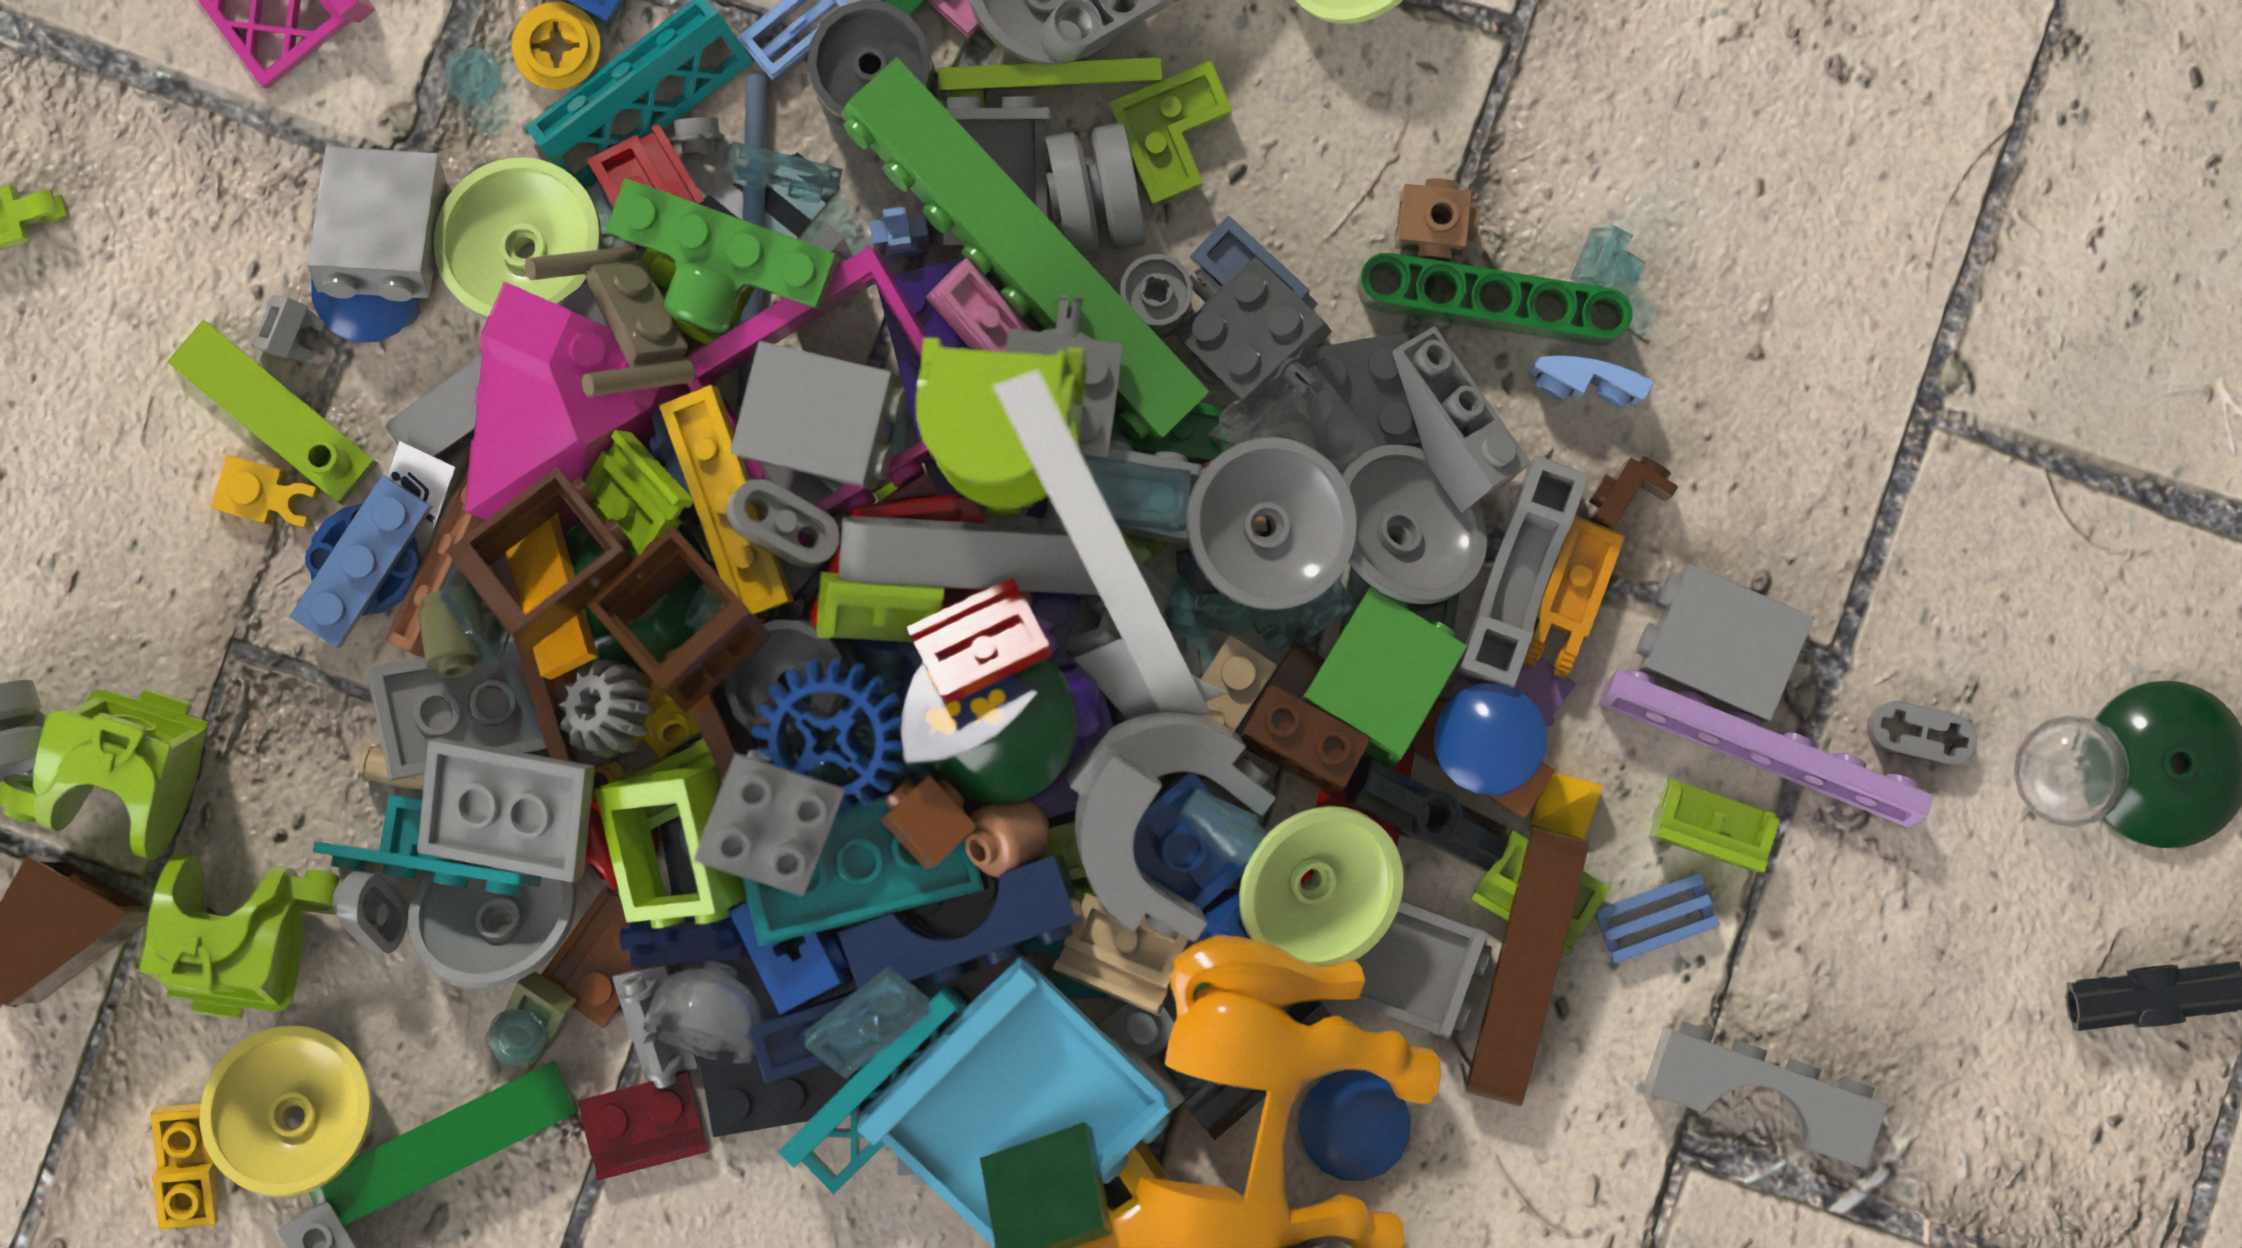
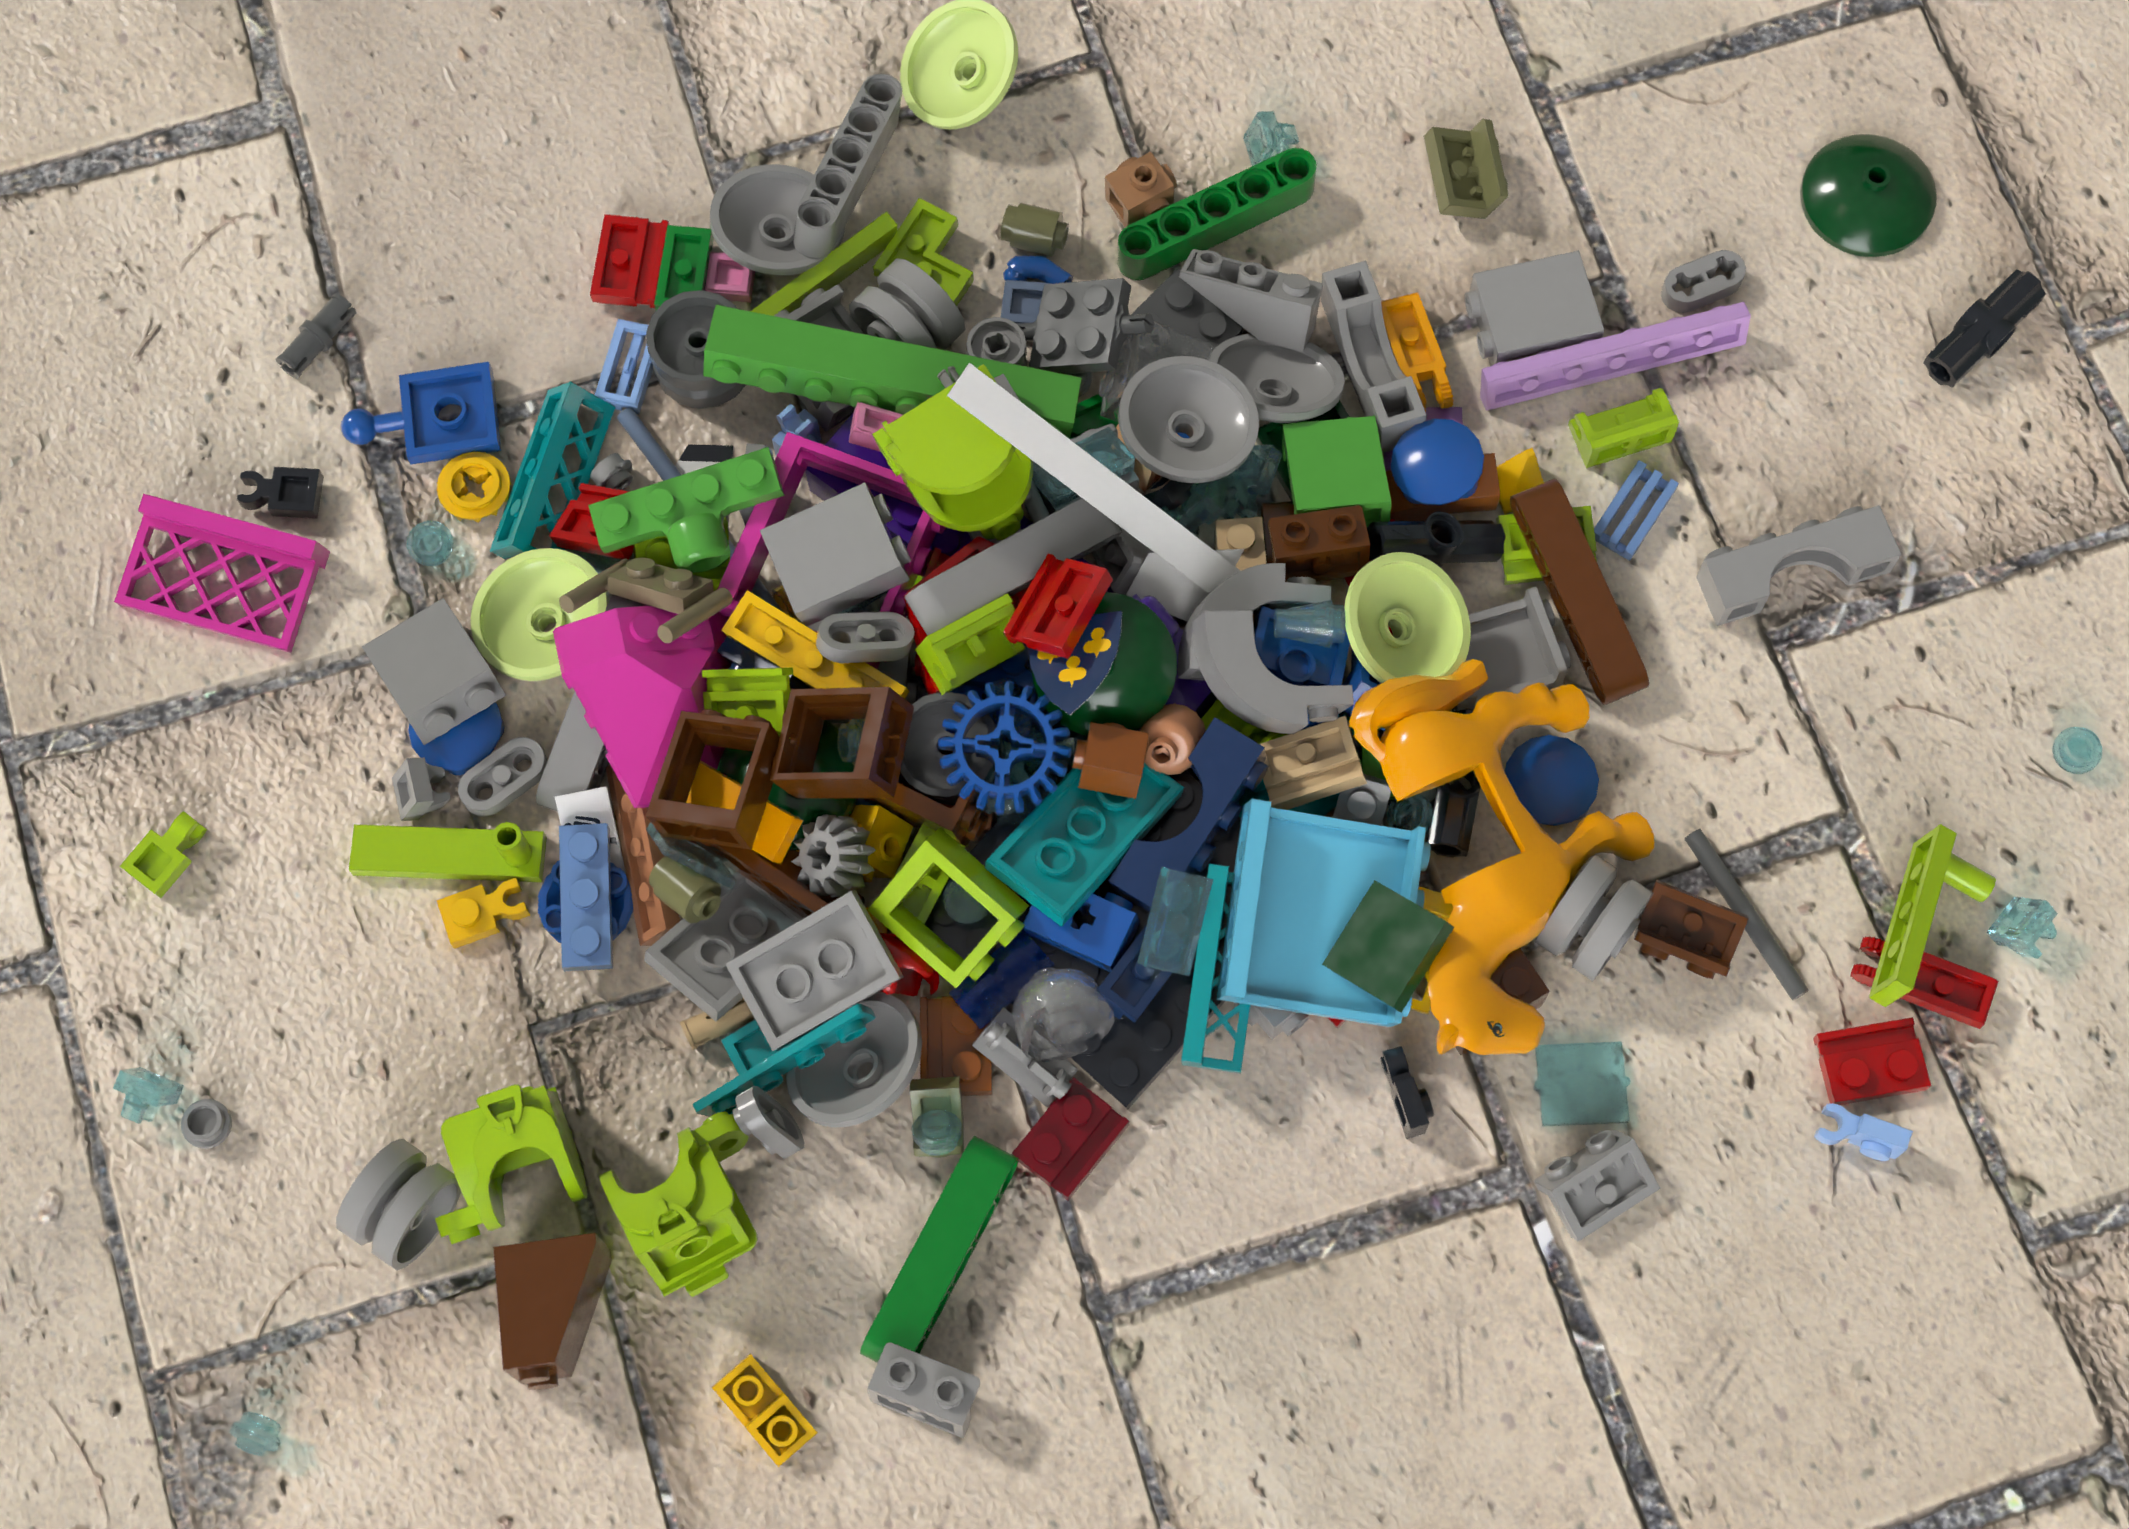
camera: 30 degrees left, 15 degrees down
(257, 1091) = (795, 1283): light yellow dish -> none
(375, 375) = (500, 774): none -> light grey plate
(769, 823) = (1008, 825): light grey hinge -> none
(802, 177) = (687, 450): clear light blue plate -> none
(1271, 219) = (1035, 267): none -> blue arm
(1300, 179) = (1034, 229): none -> olive brick
(1572, 374) = (1302, 223): light blue slope -> none
(1616, 493) = (1396, 253): reddish brown bracket -> none
(1780, 439) = (1466, 170): none -> olive bracket
(2071, 771) = (1815, 232): clear cylinder -> none

